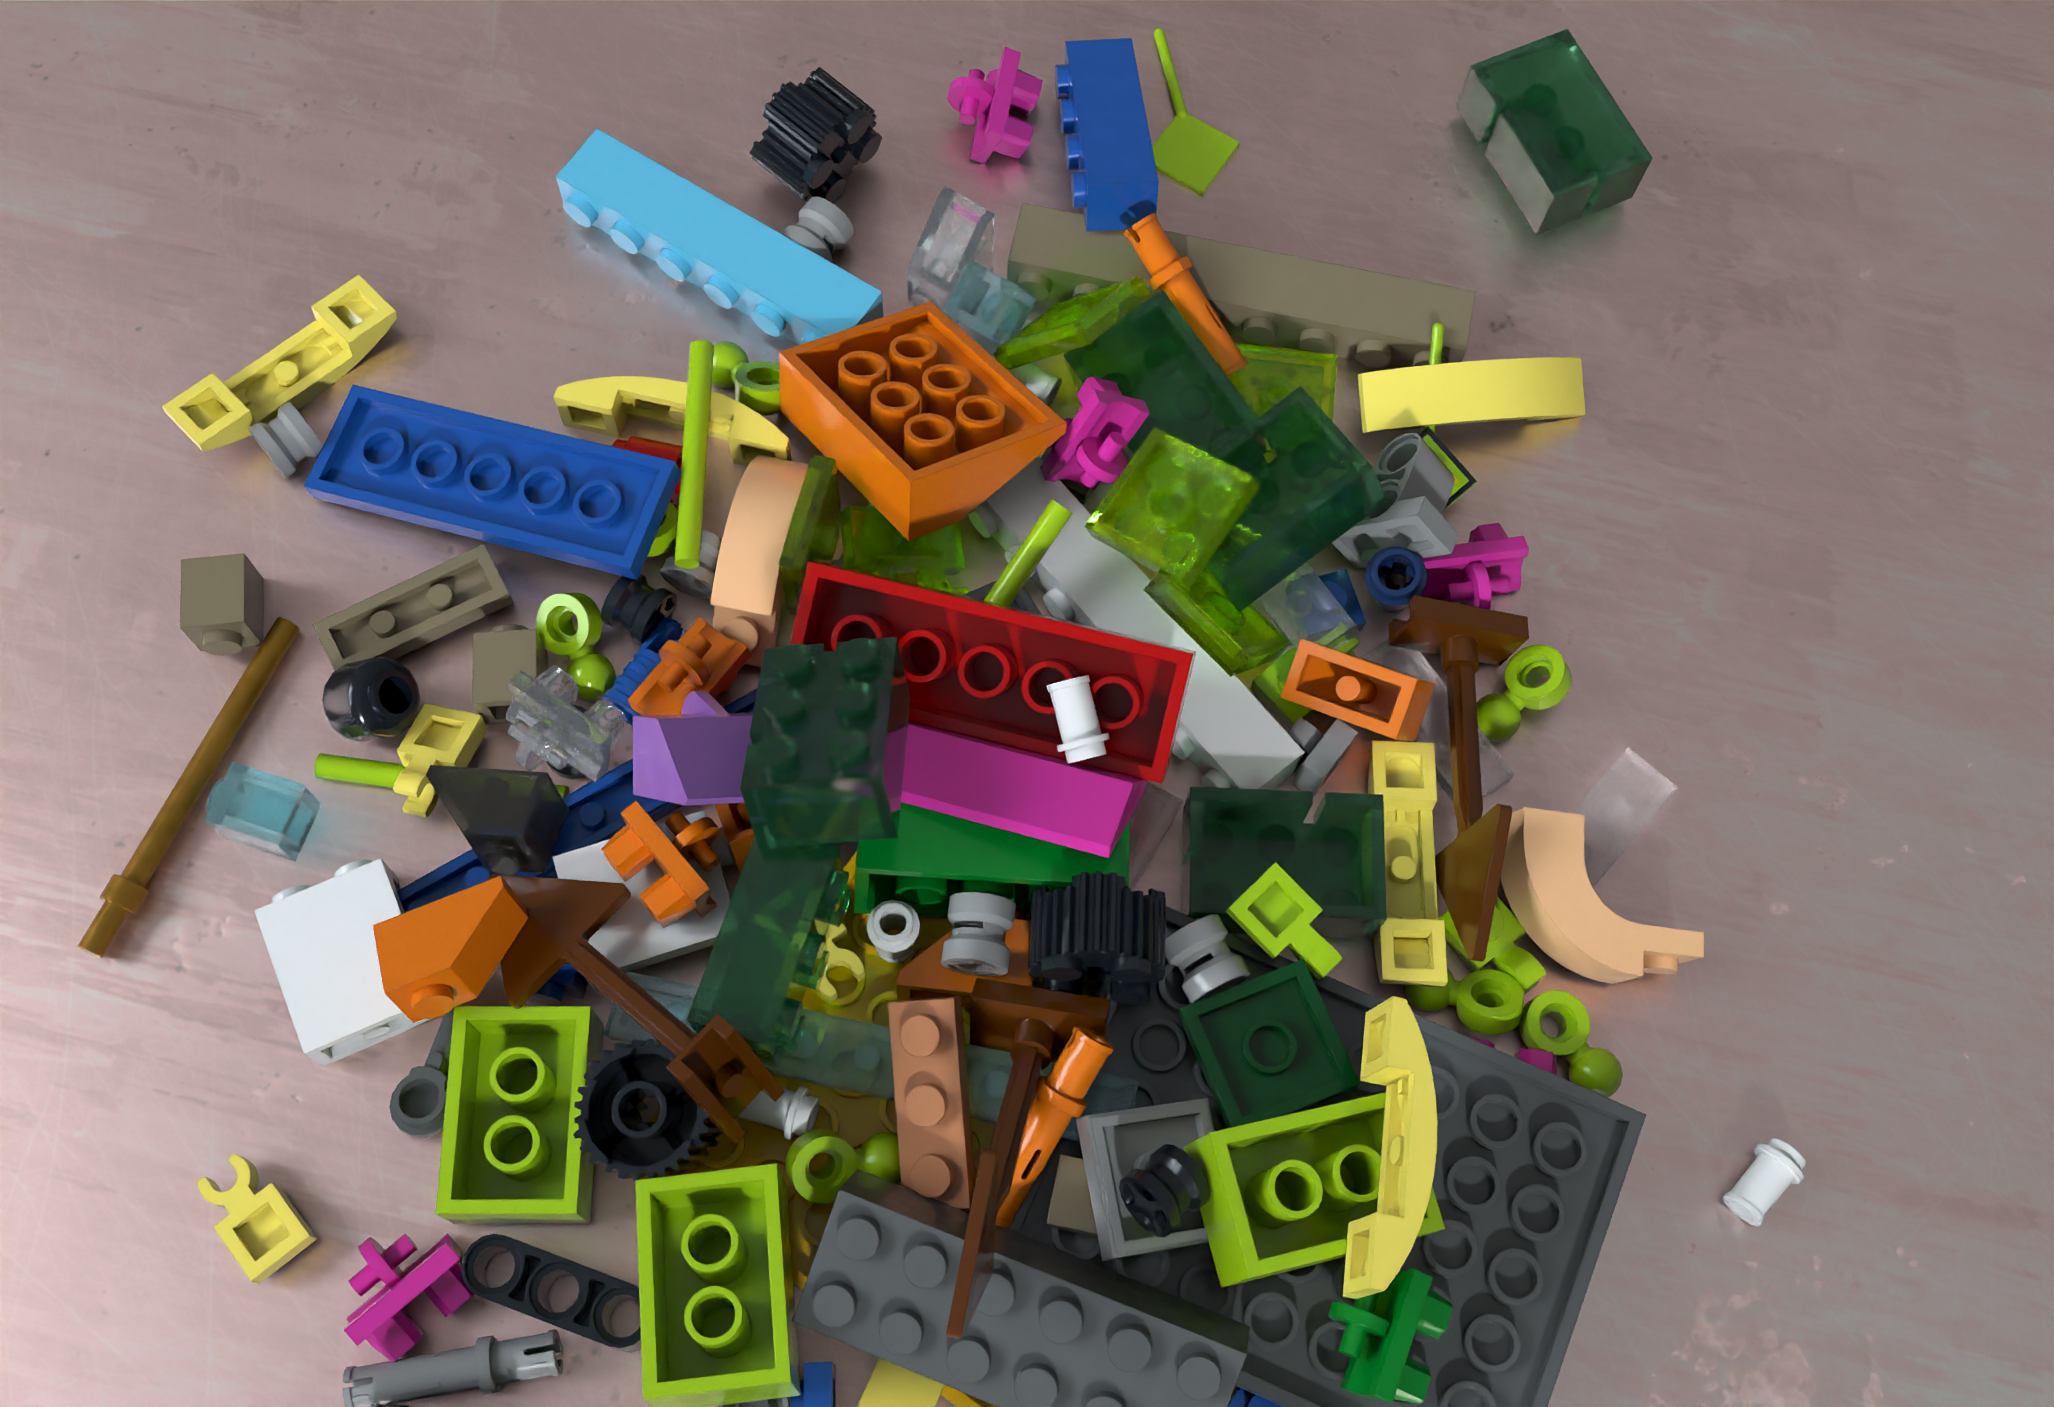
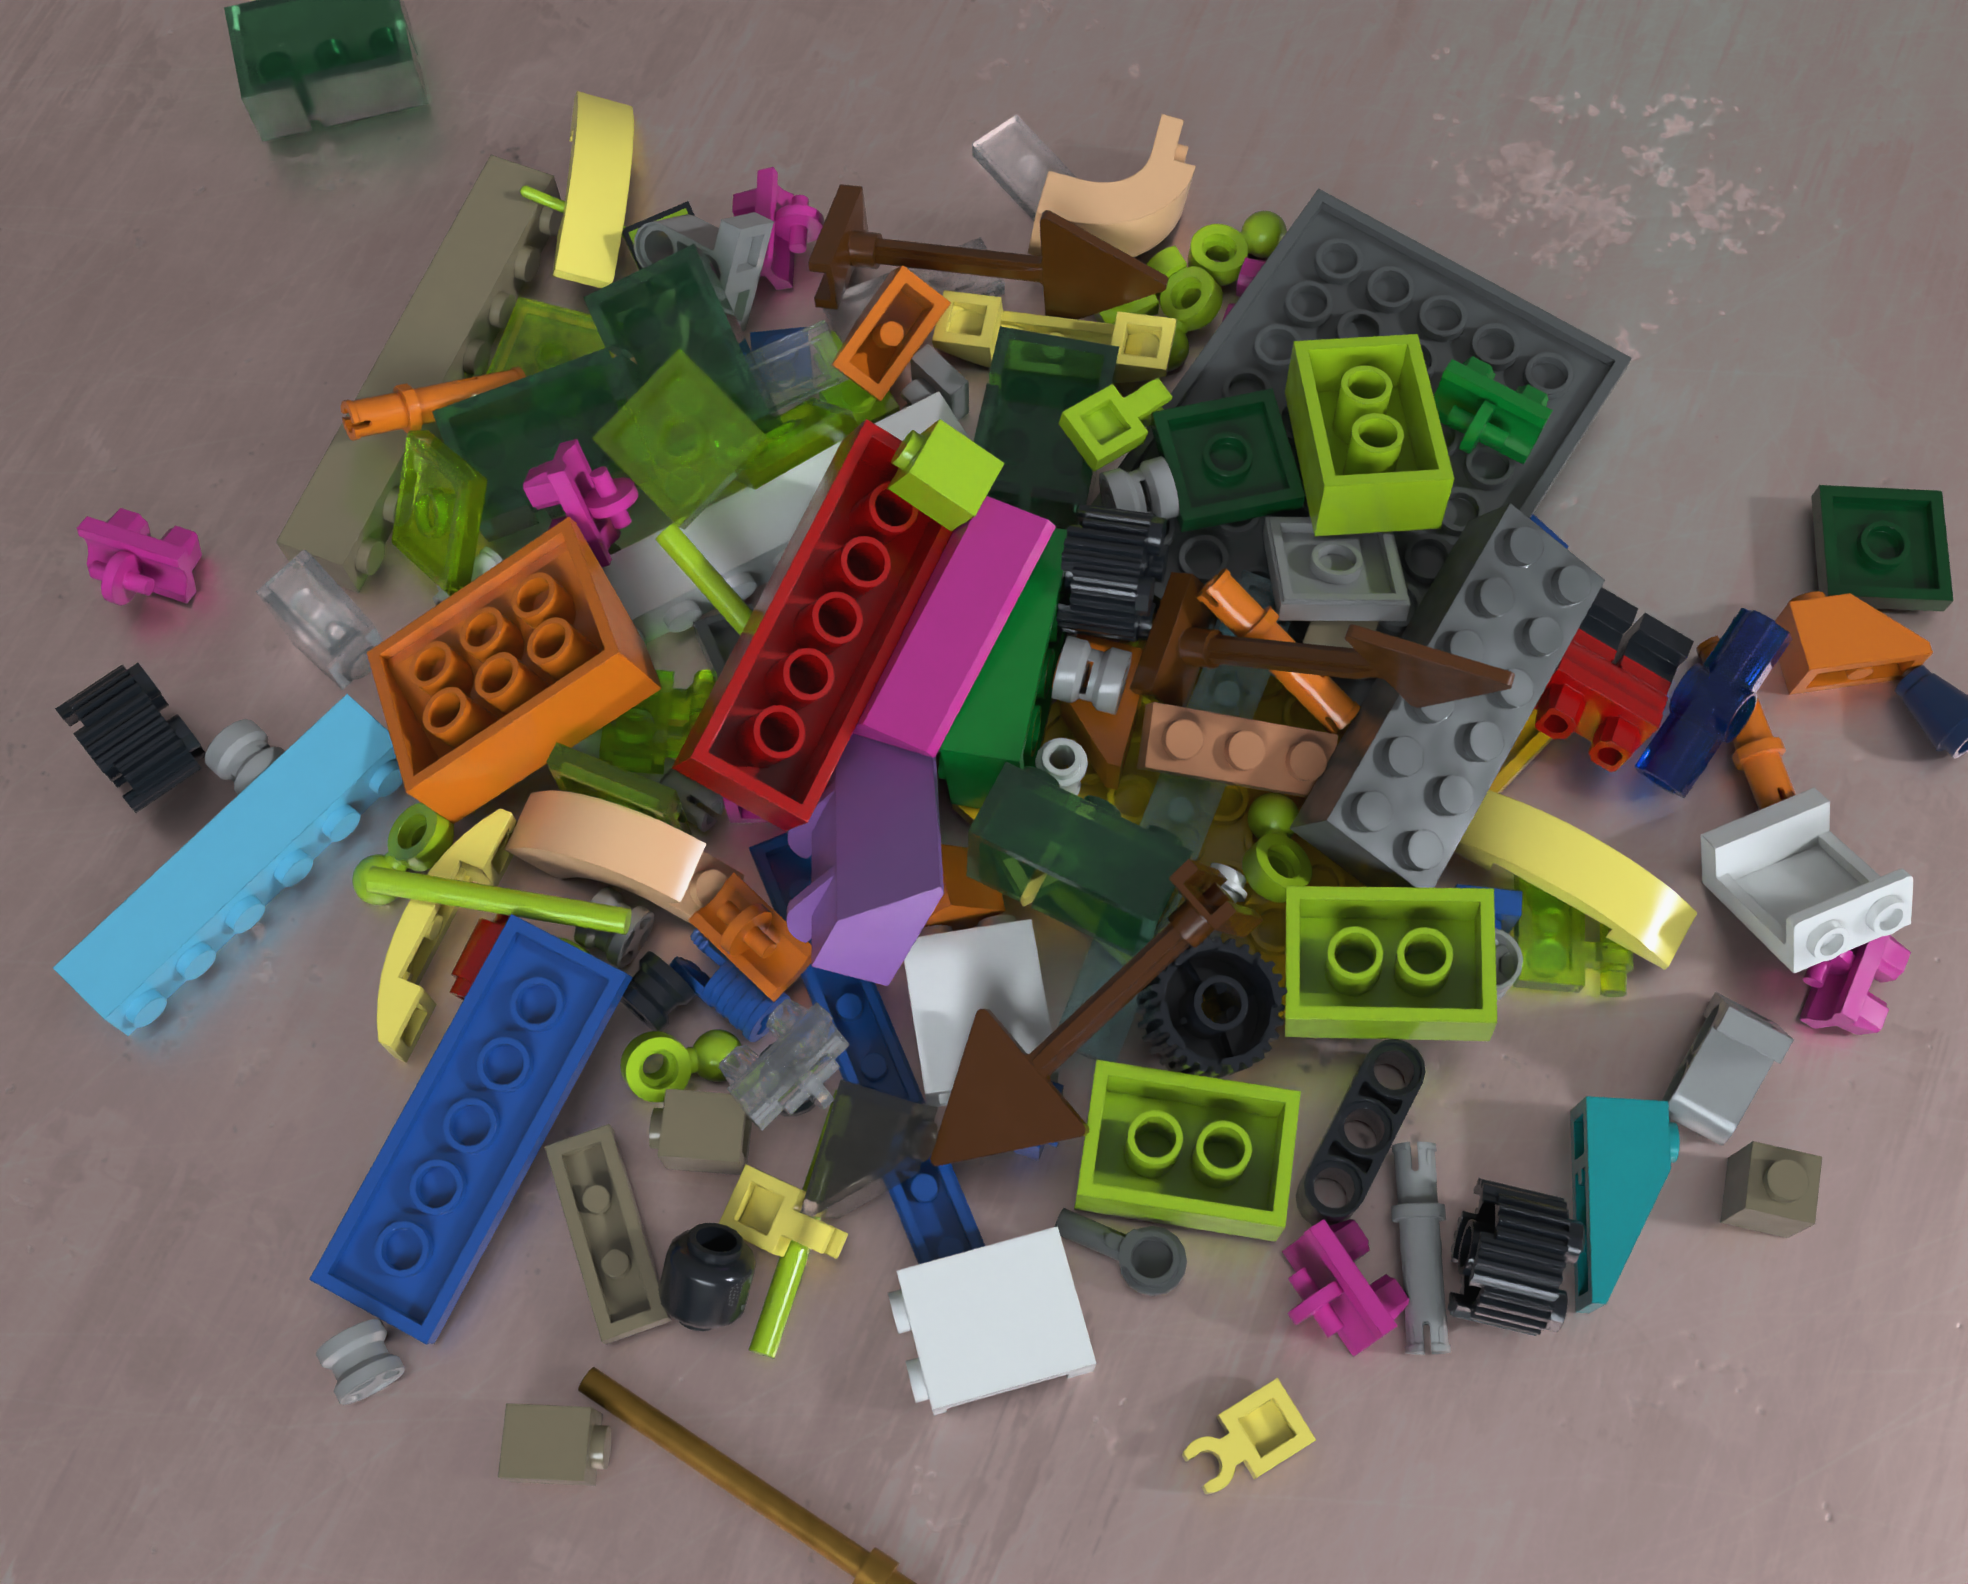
camera: 75 degrees left, 0 degrees up
(262, 811) = (809, 1410): clear light blue brick -> none
(294, 372) = (265, 1357): light yellow slope -> none
(447, 948) = (1022, 1190): orange slope -> none
(681, 886) = (935, 983): orange hips -> none
(827, 744) = (900, 735): clear green piece -> none
(989, 303) = (389, 592): clear light blue brick -> none
(1077, 719) = (909, 536): white pin -> none
(1108, 134) = (216, 444): blue brick -> none
(1148, 738) = (944, 474): none -> lime brick
(1164, 1190) = (1360, 546): black wheel -> none
(1188, 147) = (234, 392): lime piece -> none
(1399, 567) = (780, 283): dark blue cone -> none
(1399, 1060) = (1357, 336): light yellow slope -> none
(1500, 713) = (905, 217): lime plate -> none
(1765, 1180) = (1371, 131): white pin -> none

